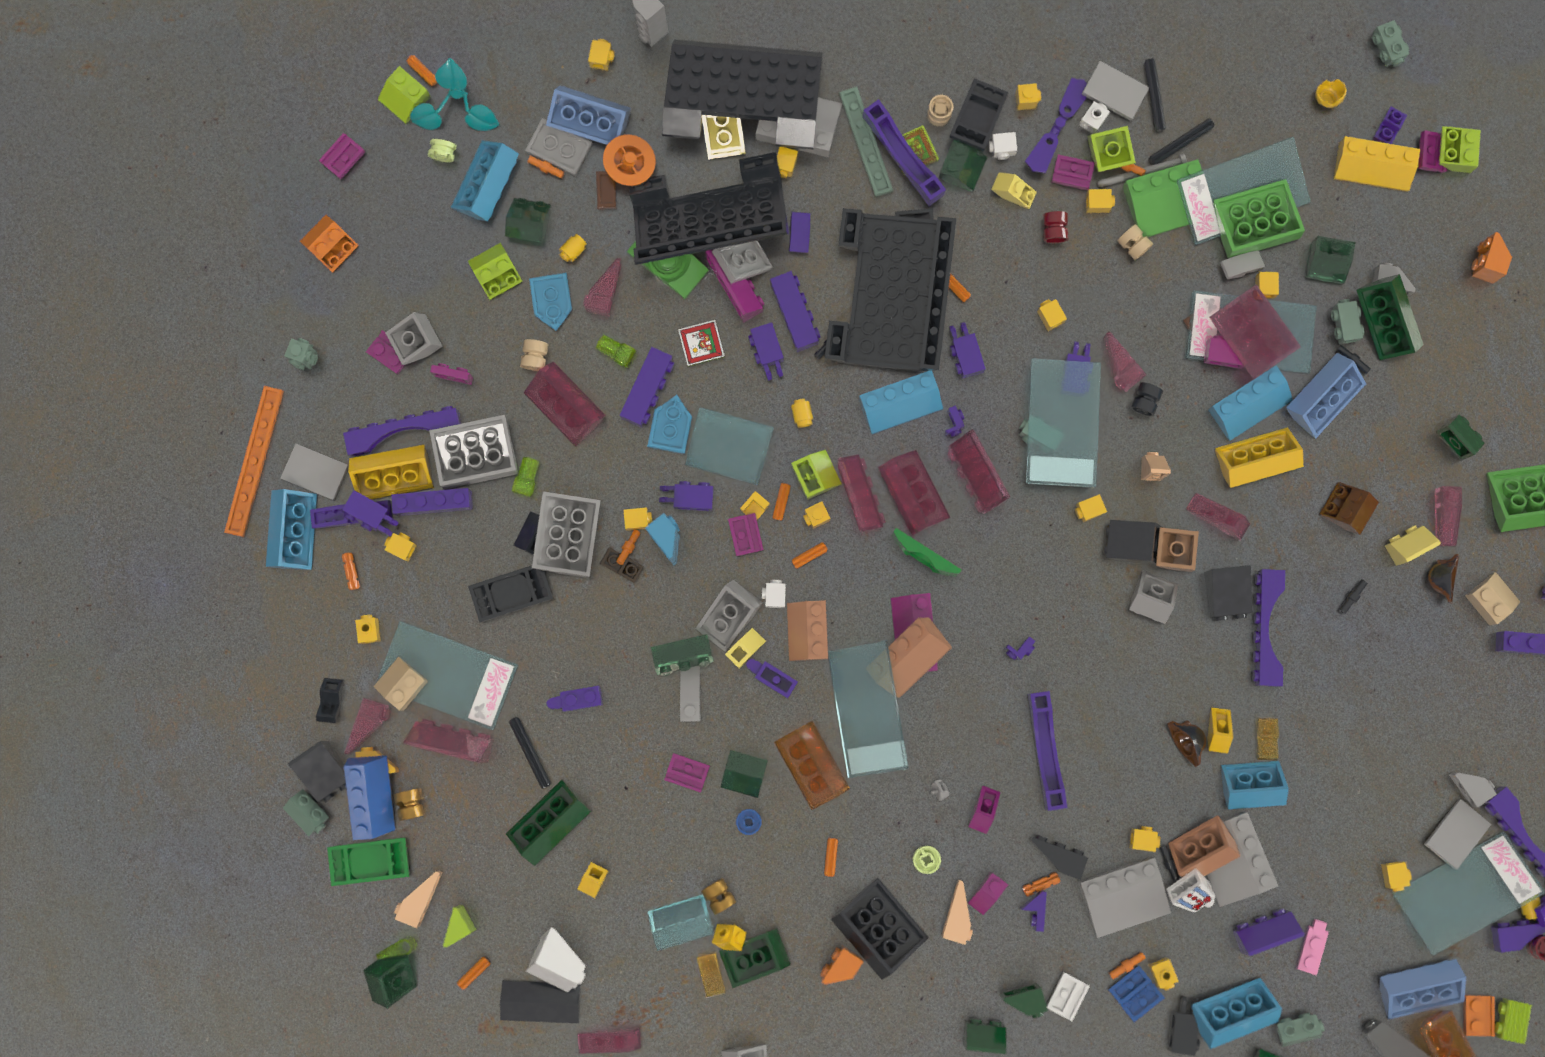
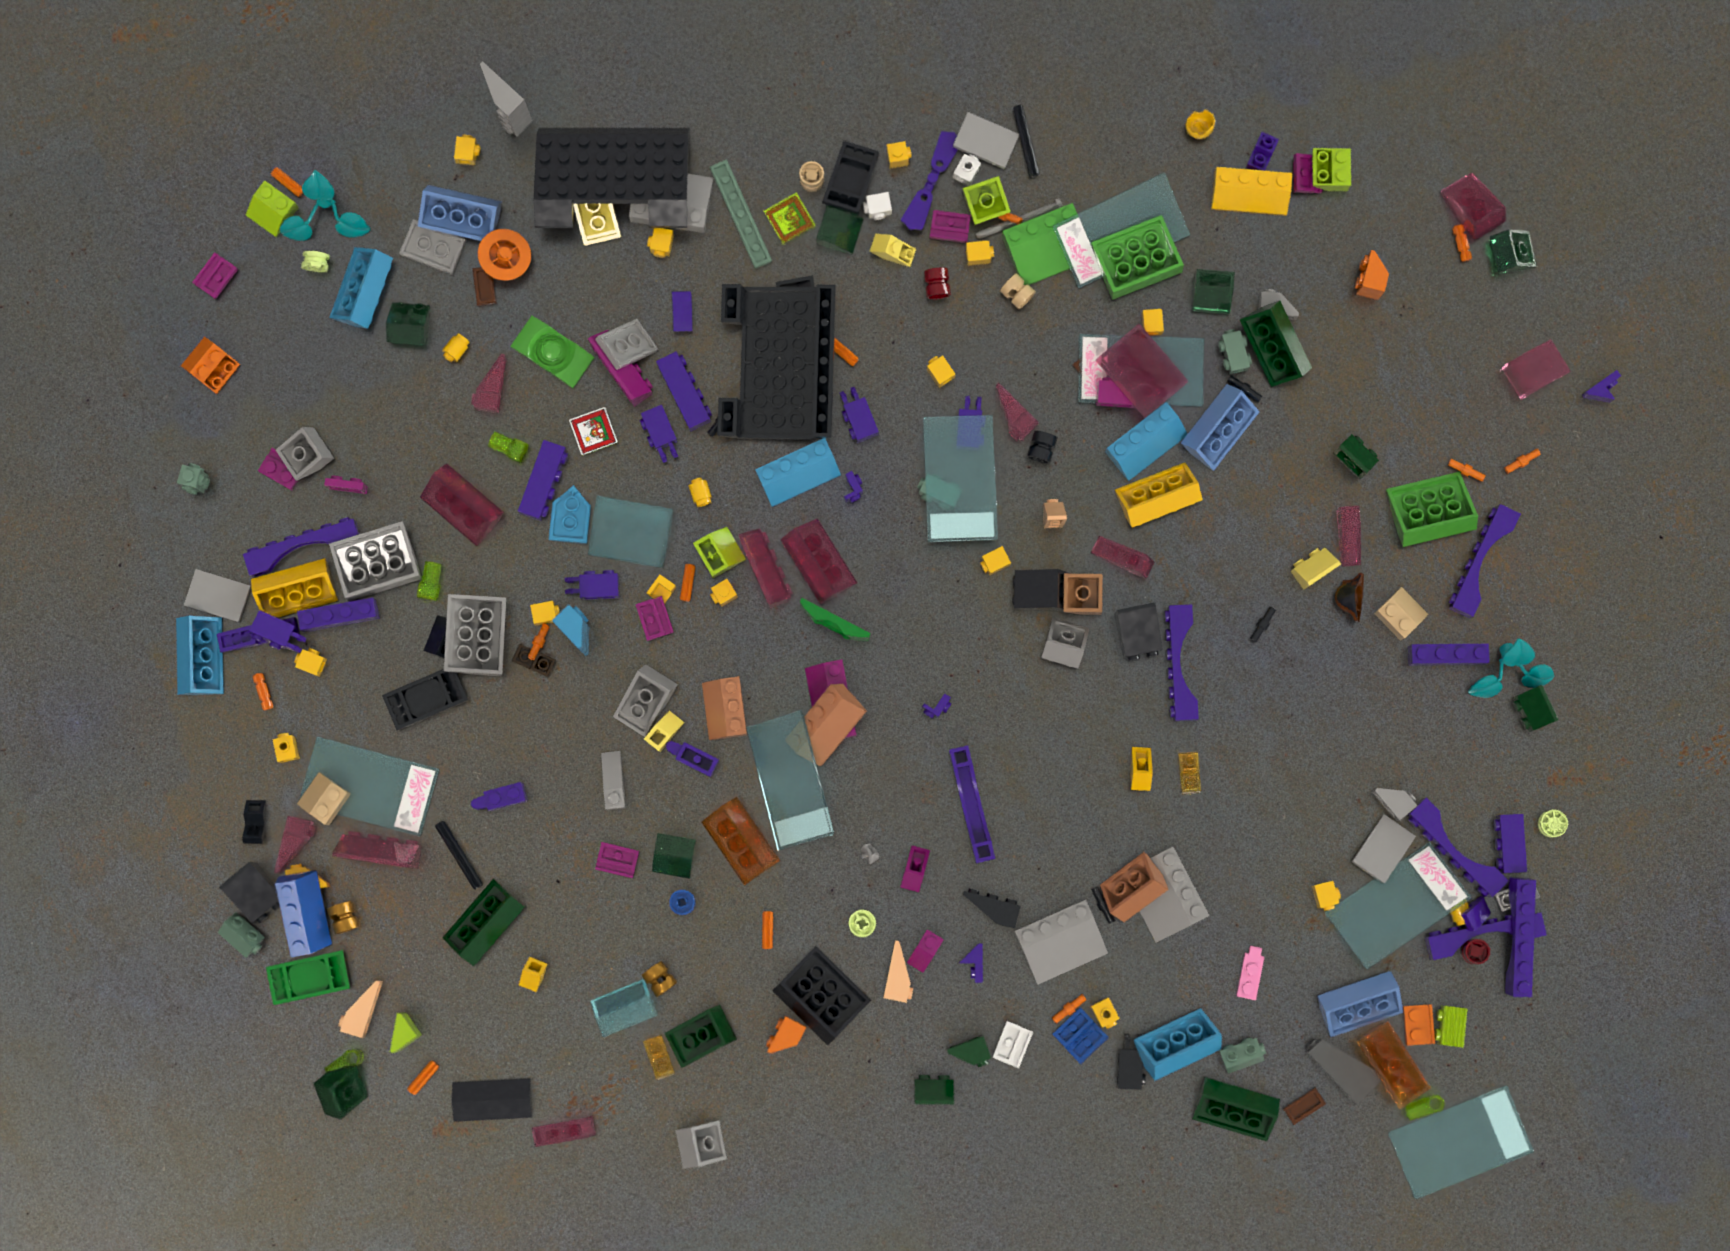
camera: 10 degrees left, 0 degrees up
(254, 461) = (155, 590): orange tile -> none
(494, 271) = (379, 378): lime slope -> none
(534, 353) = (426, 458): tan wheel -> none
(545, 167) = (421, 268): orange bar -> none
(551, 298) = (439, 400): dark azure tile -> none
(556, 962) = (504, 1058): white slope -> none
(682, 655) = (601, 744): clear green brick -> none
(712, 217) = (591, 305): black slope -> none
(733, 937) = (672, 1017): yellow brick -> none
(774, 594) = (688, 675): white brick -> none
(809, 555) = (720, 633): orange axle -> none
(887, 132) = (772, 217): dark purple arch -> none
(978, 472) = (879, 535): clear pink slope -> none
(1041, 884) = (977, 937): orange axle -> none
(1144, 839) = (1075, 883): yellow brick -> none
(1182, 141) = (1056, 186): black axle -> none
(1189, 740) = (1111, 781): reddish brown hat -> none
(1192, 892) = (1125, 930): white torso -> none
(1242, 264) = (1126, 303): light grey slope -> none
(1254, 785) = (1179, 819): dark azure slope -> none
(1267, 932) = (1202, 962): dark purple slope -> none
(1349, 507) = (1252, 536): reddish brown slope -> none
(1390, 43) = (1257, 71): sand green brick -> none

